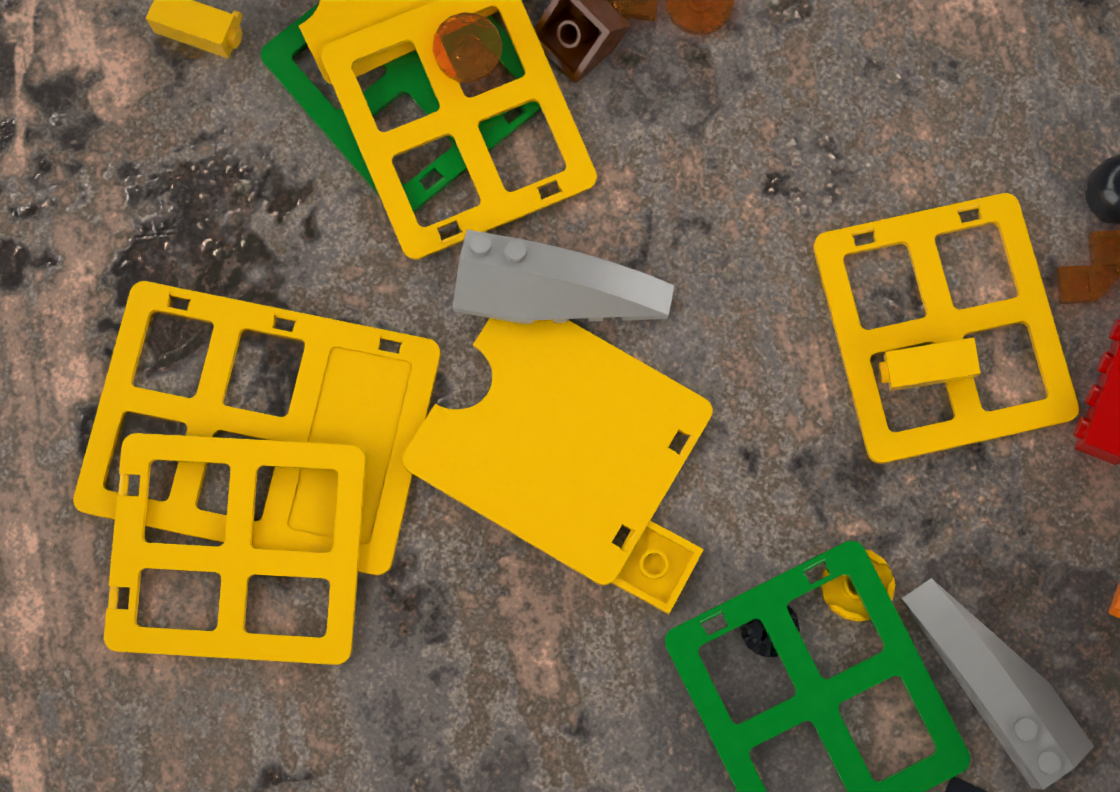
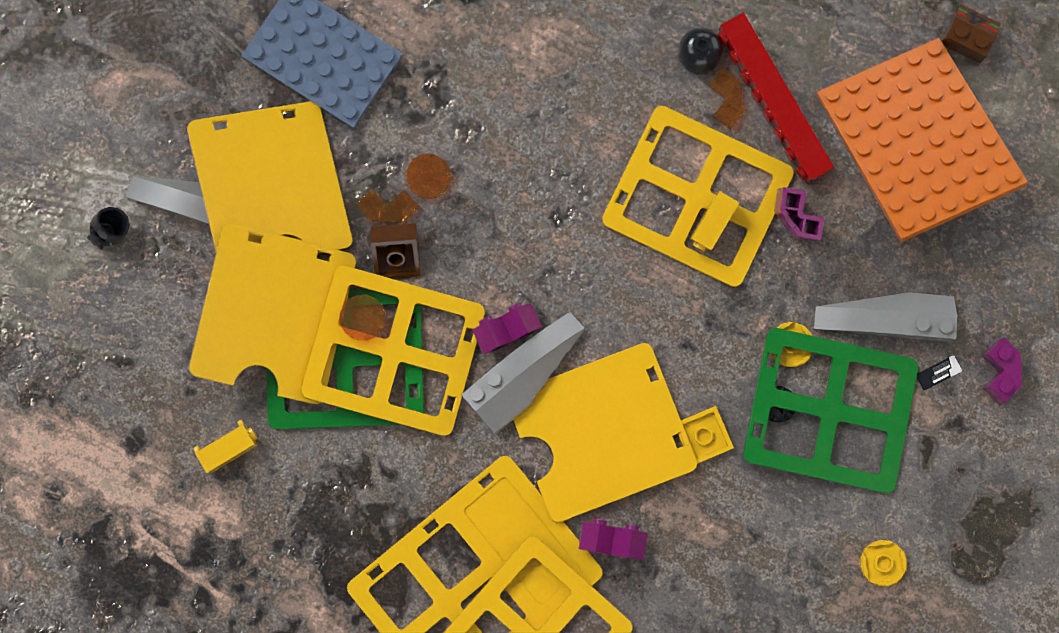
camera: 55 degrees left, 5 degrees up
(433, 552) = (613, 540): none -> magenta brick
(577, 217) = (514, 325): none -> magenta brick
(1016, 472) = (789, 209): none -> magenta brick

